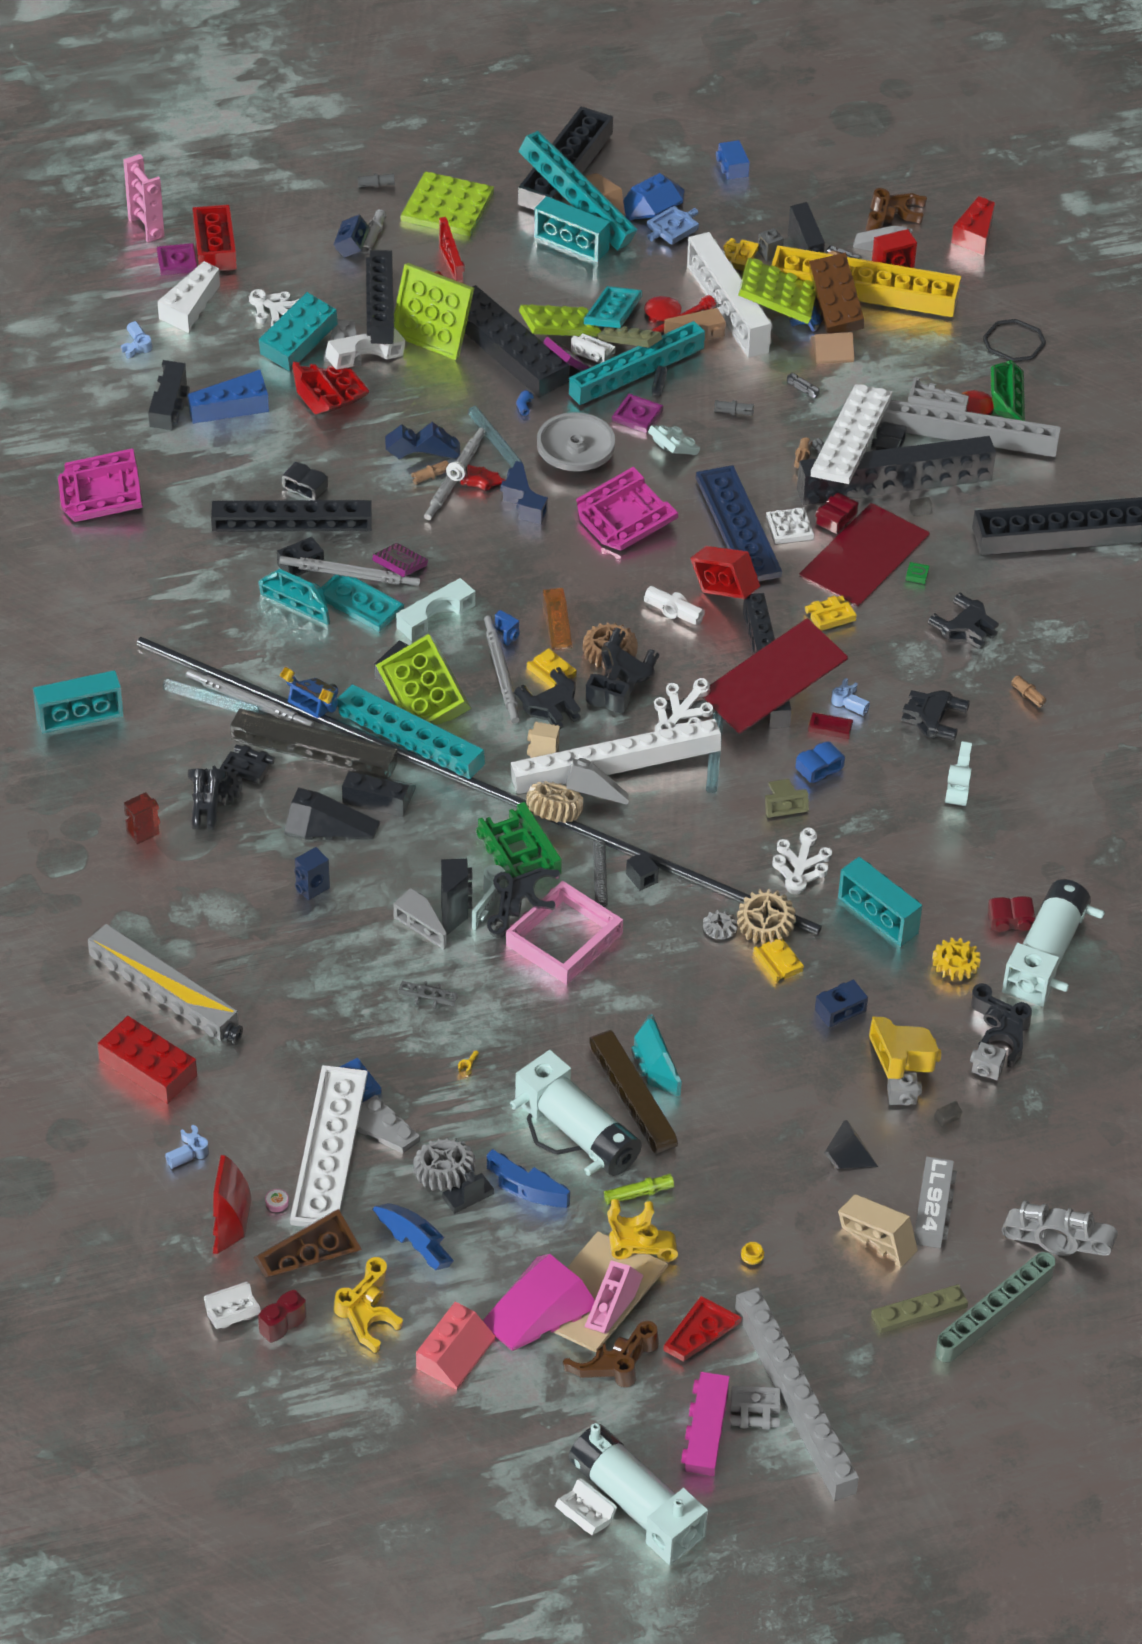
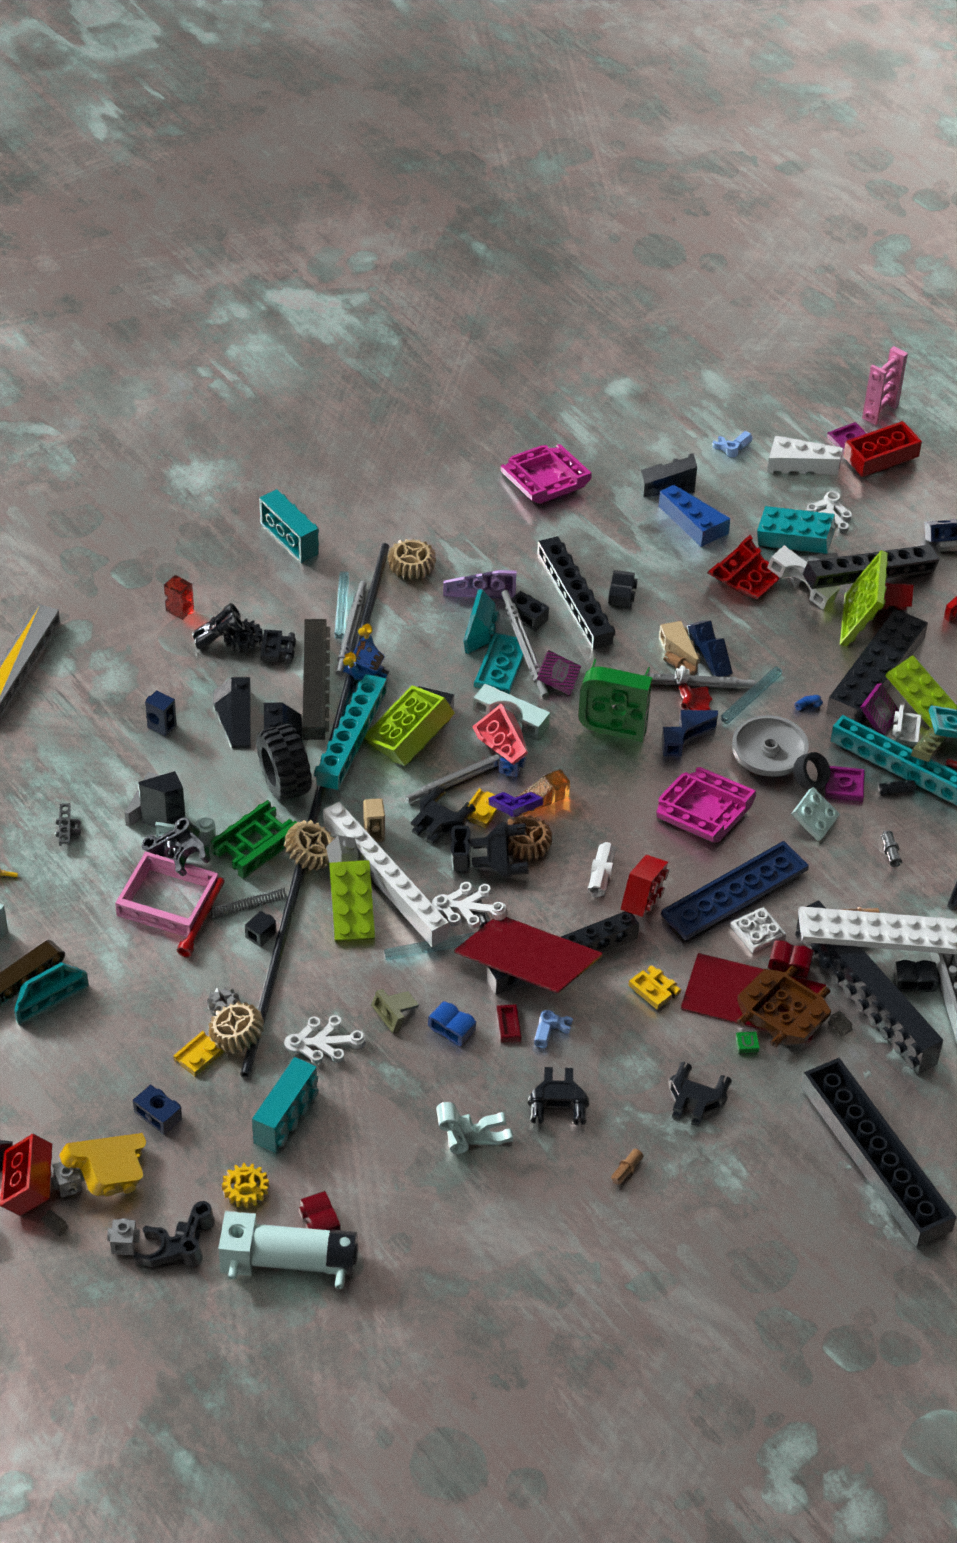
camera: 70 degrees right, 0 degrees up
(175, 623) = (411, 559): none -> tan gear
(250, 569) = (491, 582): none -> lavender wedge
(400, 464) = (675, 639): none -> tan slope
(449, 801) = (284, 762): none -> black tyre
(470, 621) = (502, 734): none -> coral wedge
(490, 517) = (626, 691): none -> green piece
(576, 636) = (515, 806): none -> dark purple plate
(622, 424) = (821, 765): none -> black tyre
(640, 934) = (186, 946): none -> red piece
(644, 788) = (352, 901): none -> lime plate
(874, 532) = (805, 1007): none -> reddish brown piece
(895, 1114) = (26, 1174): none -> red brick

